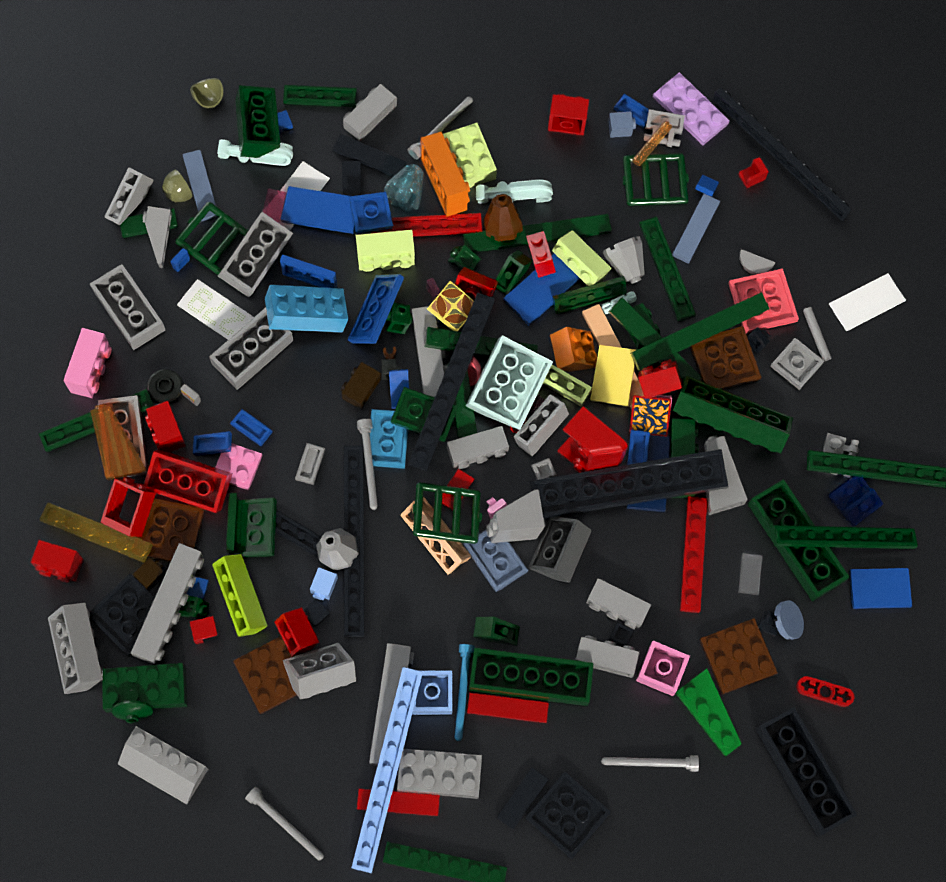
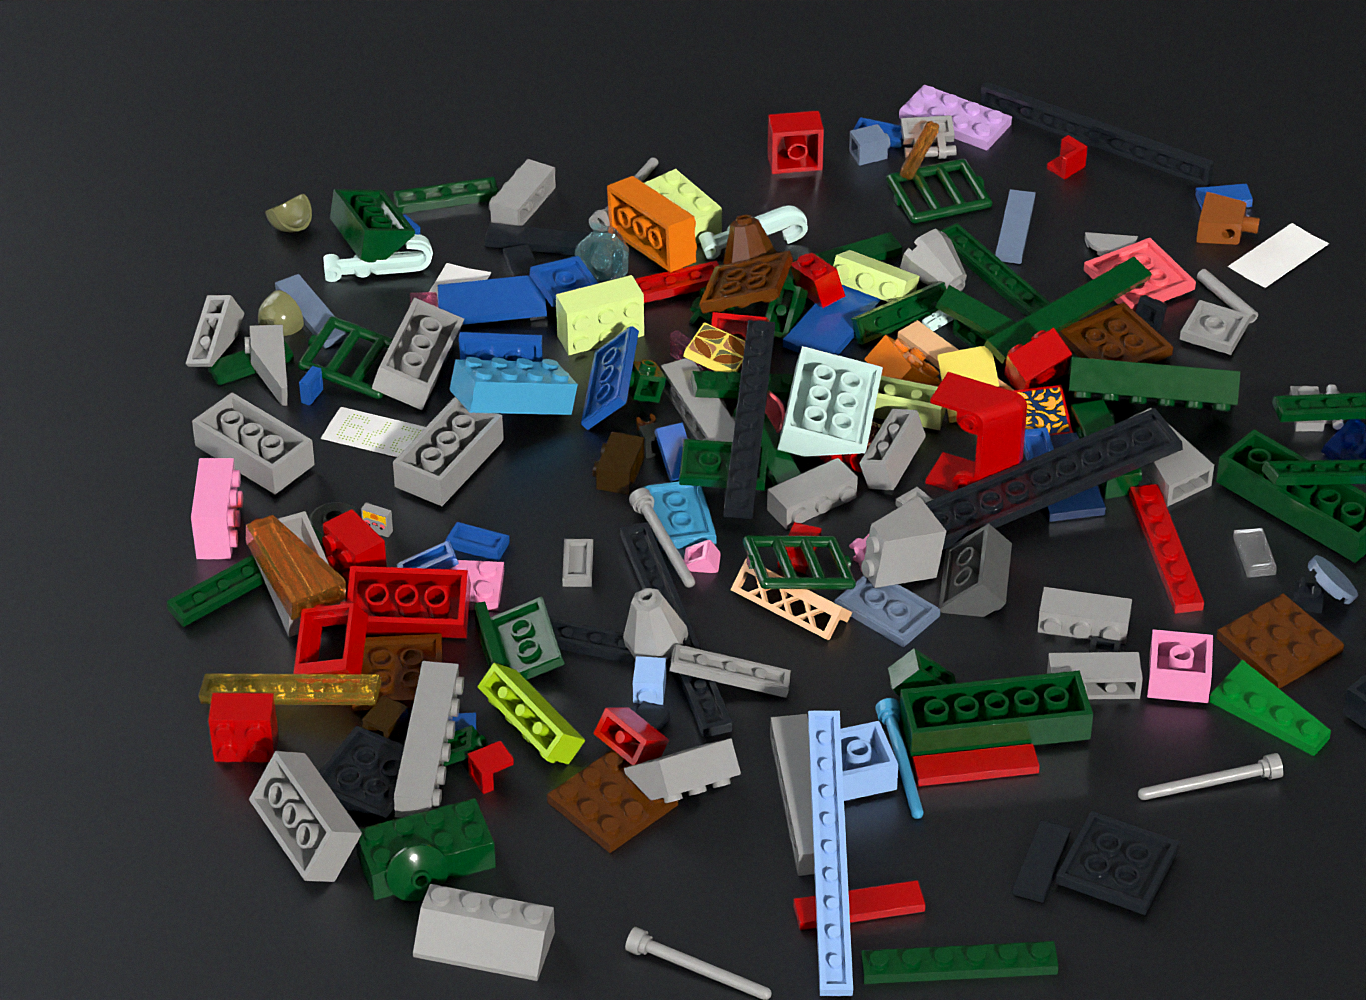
camera: 10 degrees left, 30 degrees down
(376, 591) = (730, 670): none -> light grey tile
(390, 481) = (702, 557): none -> bright pink slope
(439, 773) = (919, 847): light grey brick -> none
(488, 252) = (746, 282): none -> reddish brown plate
(707, 185) = (1010, 181): blue tile -> none
(840, 263) = (1224, 220): none -> dark orange torso
(849, 237) = (1236, 191): none -> blue tile

